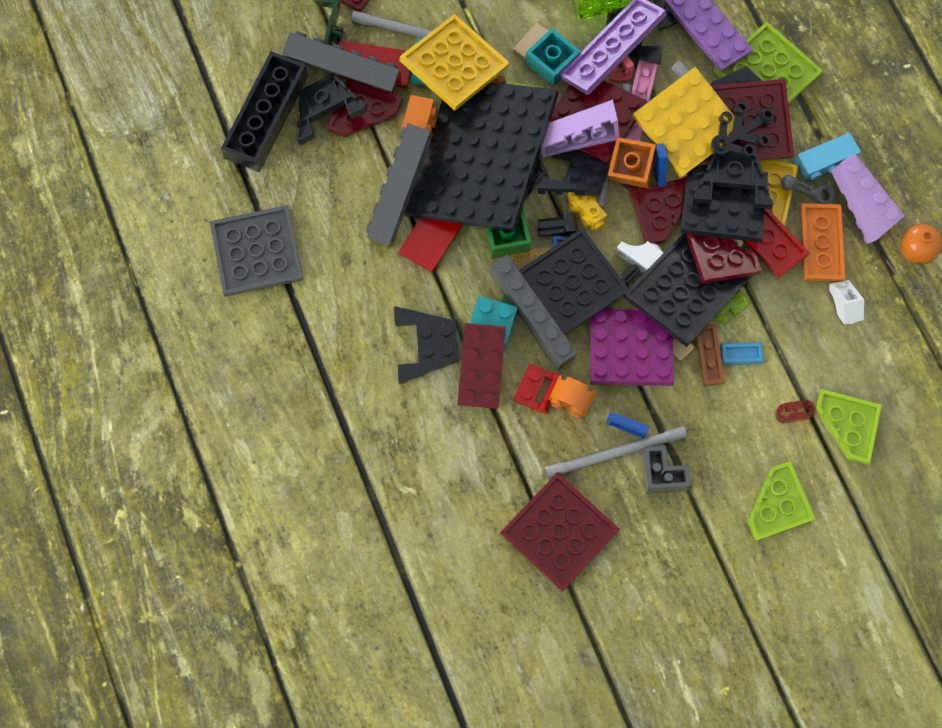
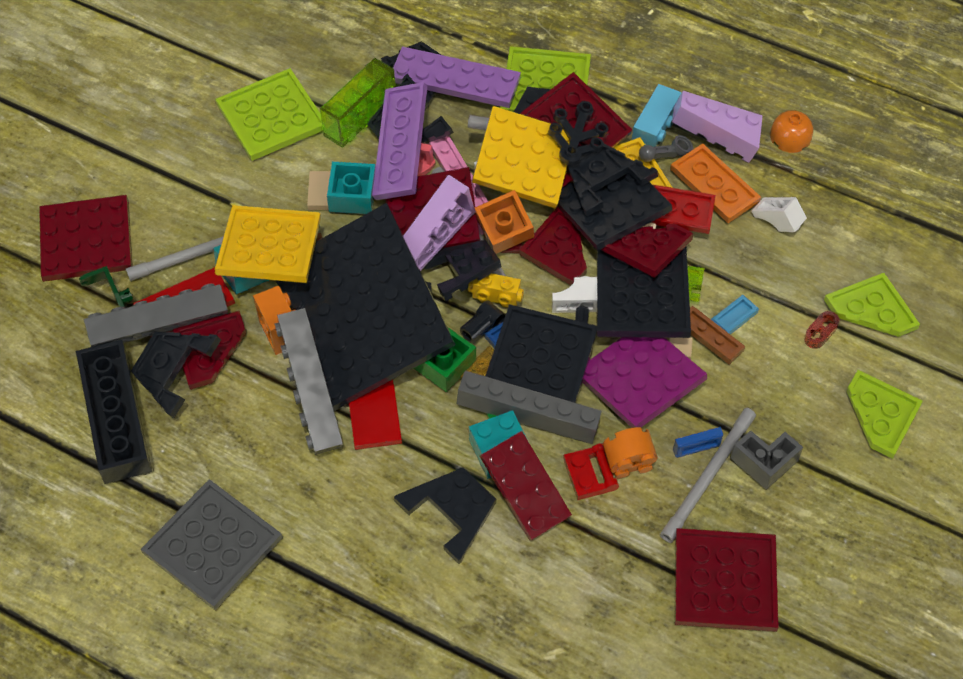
camera: 40 degrees left, 15 degrees down
(660, 168) = (532, 206): blue tile -> none

